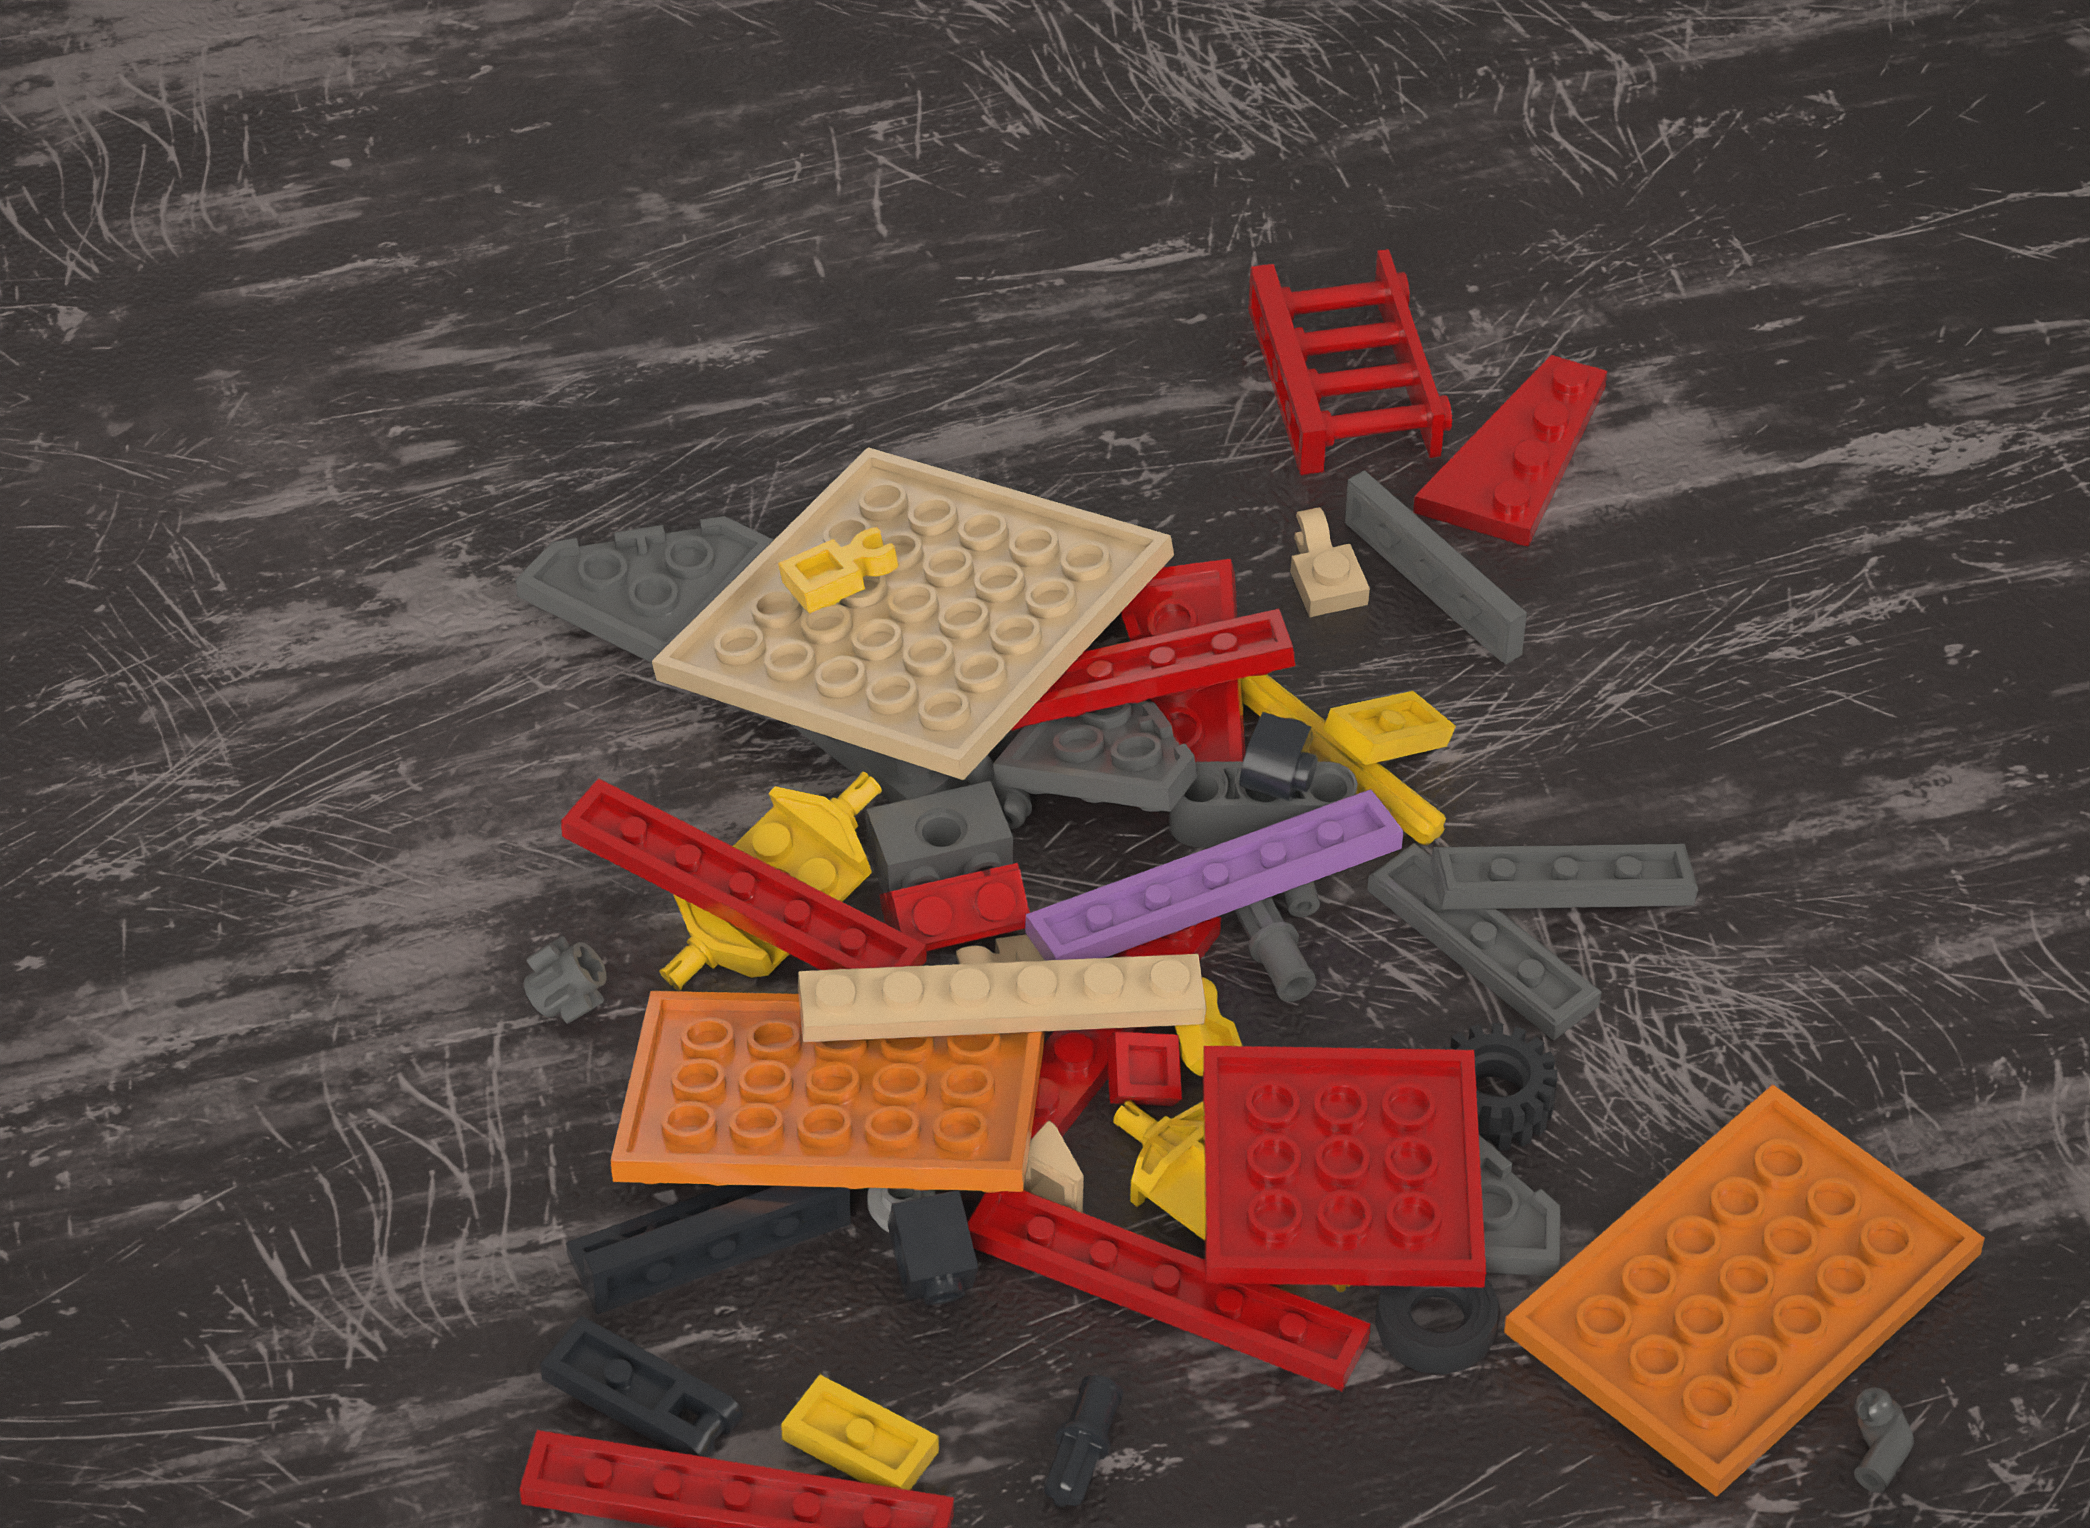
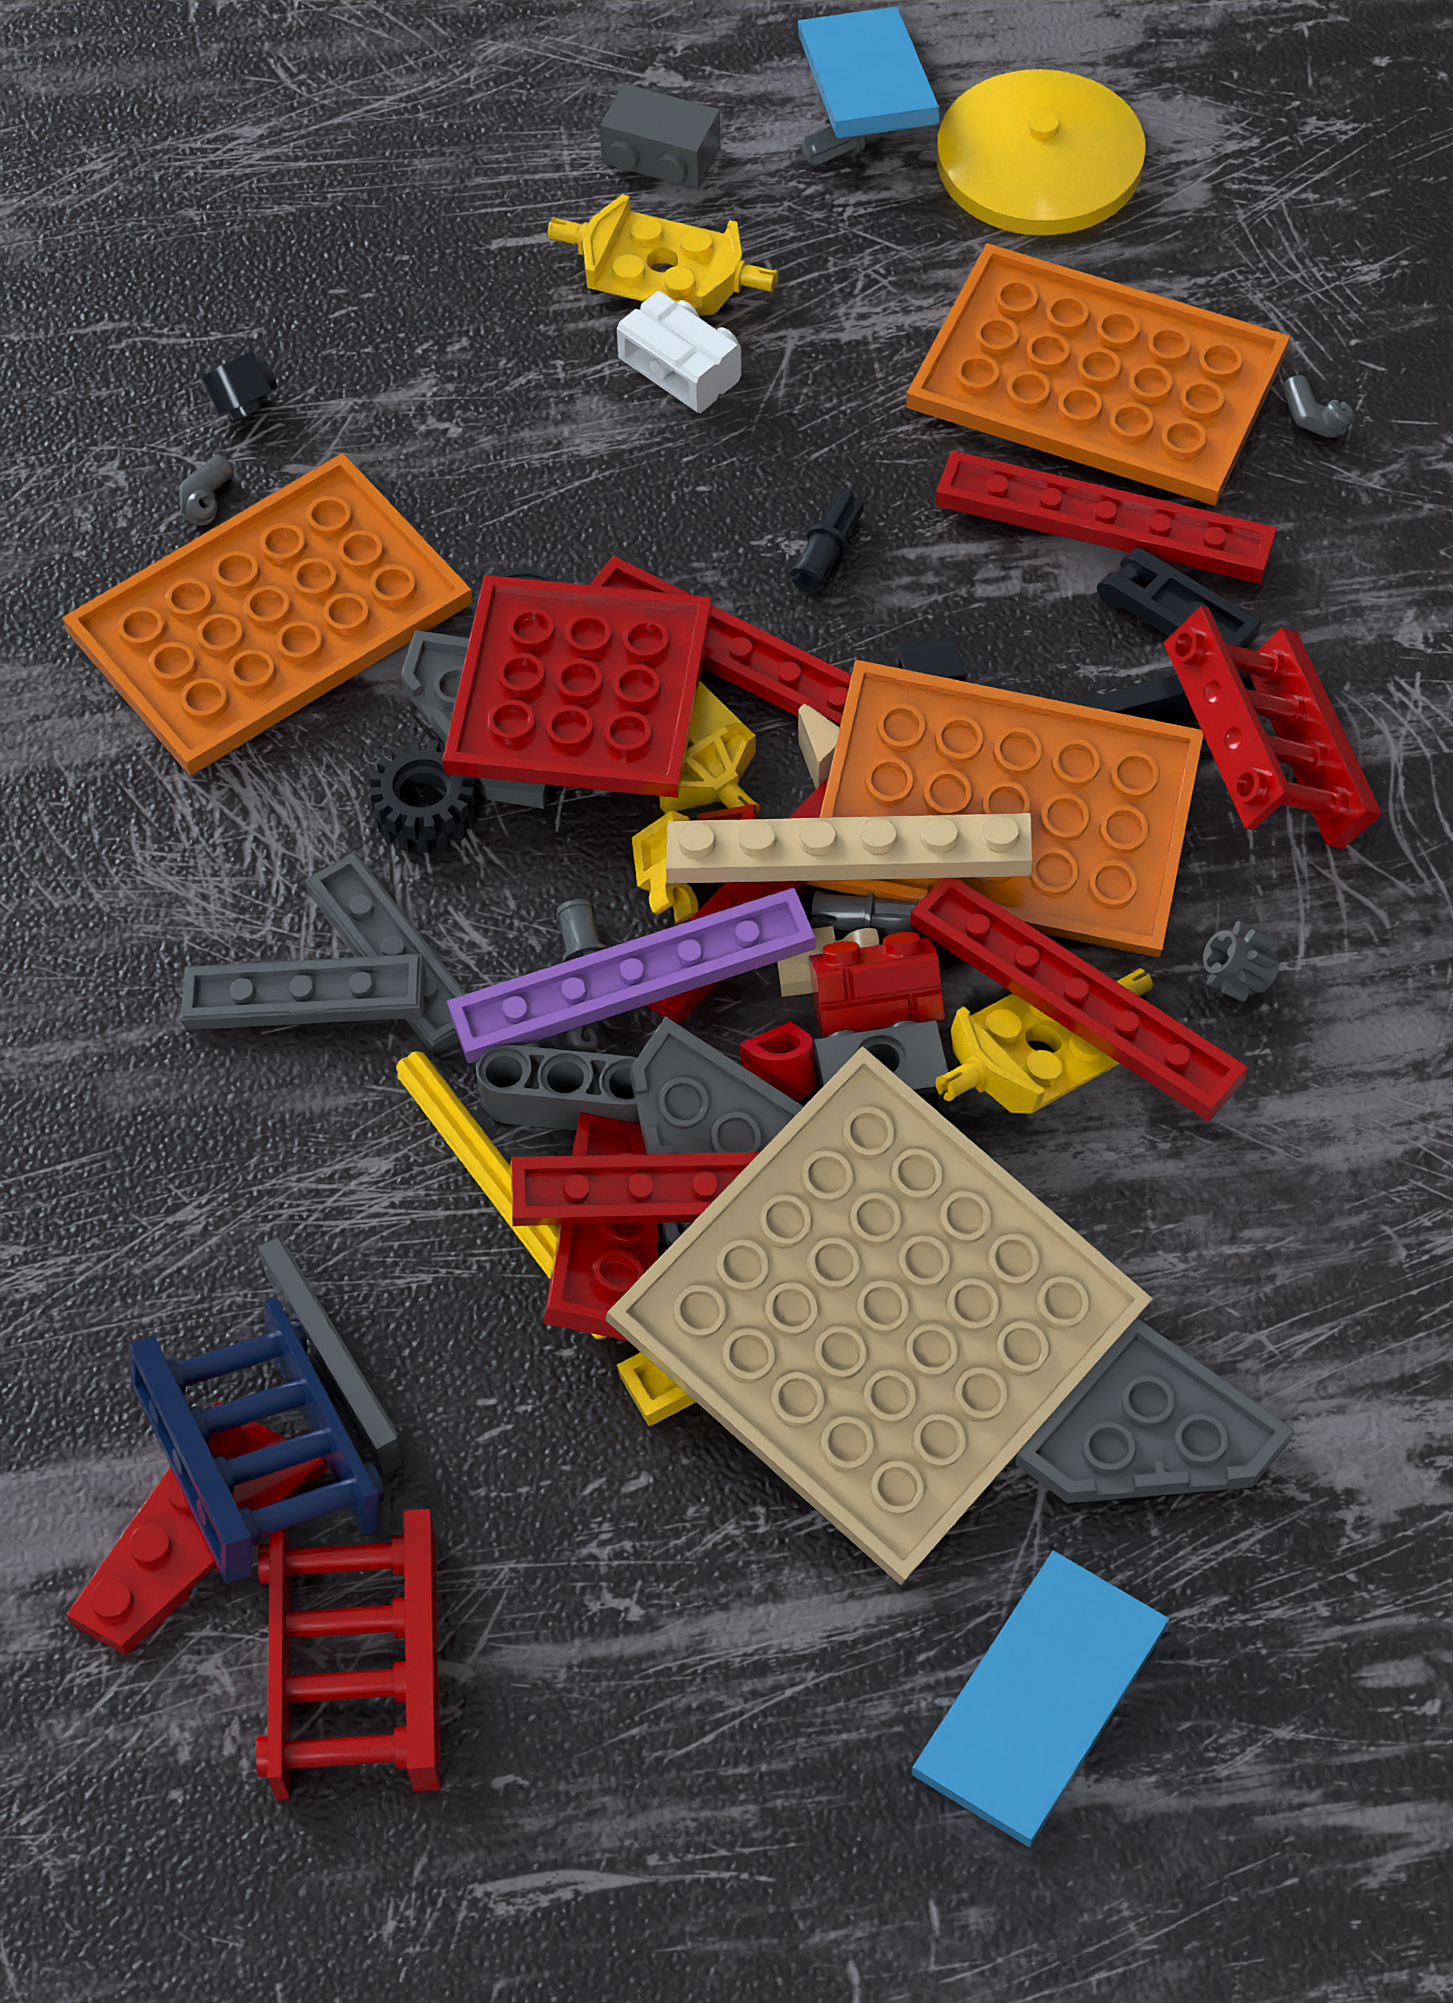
camera: 170 degrees left, 10 degrees up
(474, 1203) = (1301, 715): none -> red fence
(738, 398) = (1040, 1698): none -> dark azure tile
(834, 572) = (966, 1333): yellow plate -> none
(859, 1436) = (1004, 555): yellow plate -> none
(1047, 839) = (783, 1060): none -> red plate
(1279, 758) = (549, 1062): black plate -> none
(1325, 575) = (438, 1380): tan plate -> none
(1388, 727) = (427, 1148): yellow plate -> none
(1505, 420) = (210, 1480): none -> dark blue fence

